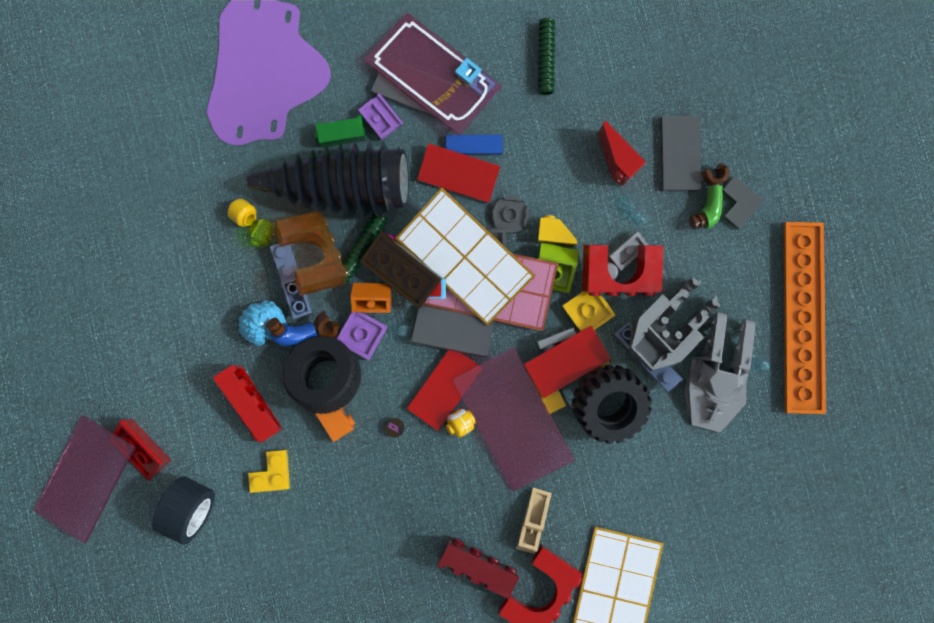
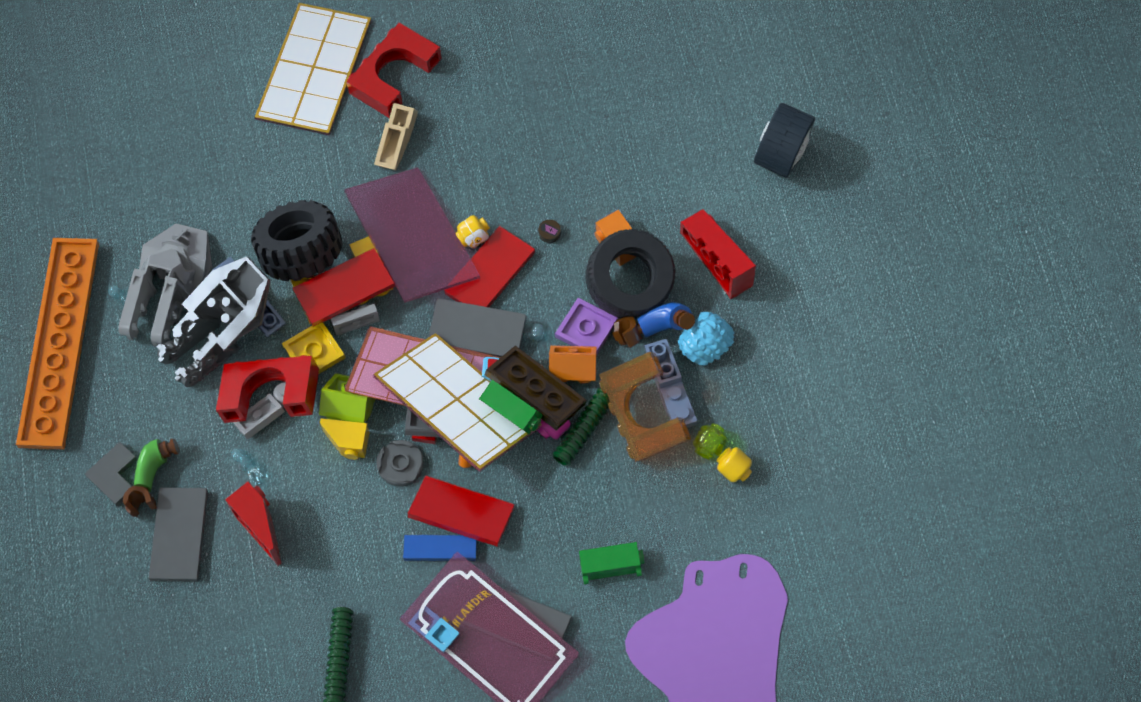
camera: 175 degrees left, 20 degrees down
(84, 479) = (903, 178): clear pink piece -> none
(147, 455) = (843, 210): red slope -> none
(275, 478) = (687, 182): yellow plate -> none
(343, 179) = (606, 487): black cone -> none
(380, 116) = (559, 582): medium lavender plate -> none
(418, 243) = (511, 407): none -> green brick
(478, 567) = (461, 91): dark red wedge -> none

